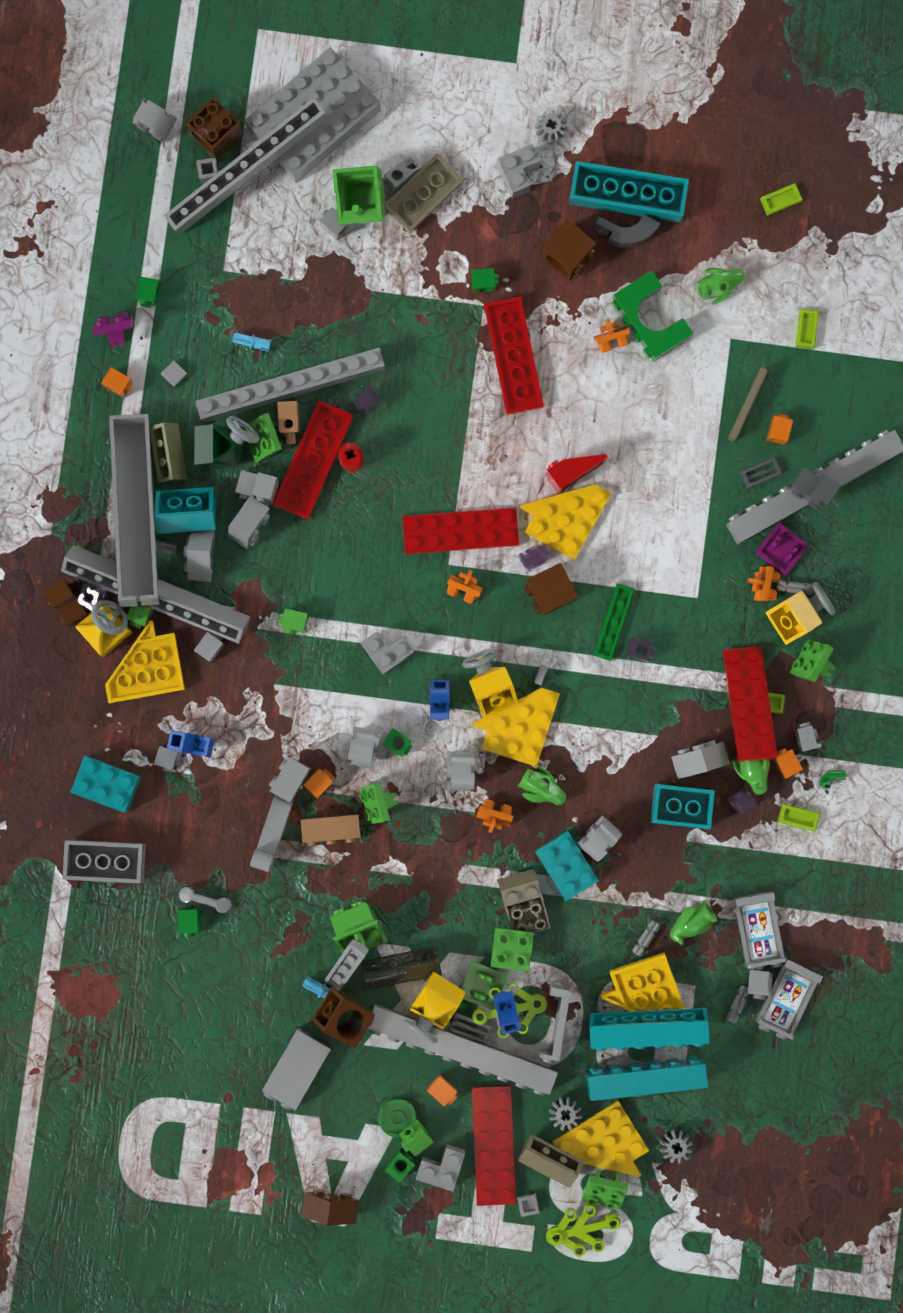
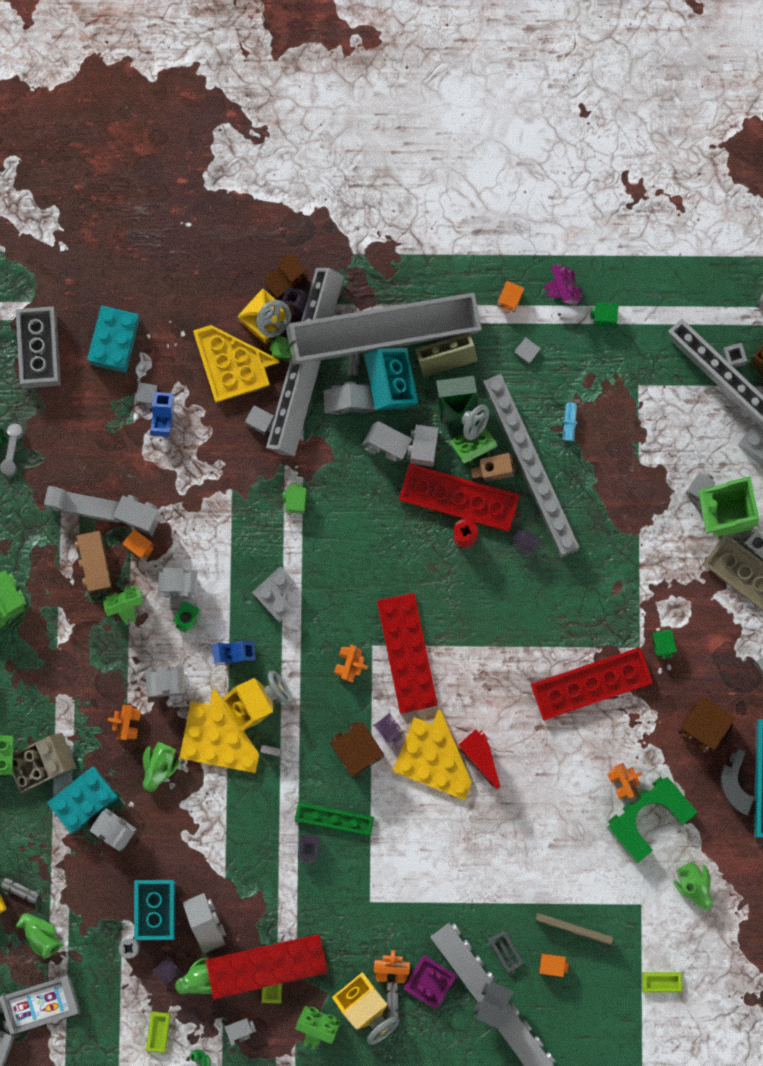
camera: 90 degrees right, 5 degrees down
(714, 838) = (129, 948): none -> light grey wheel
(787, 763) = (211, 1012): orange brick -> none

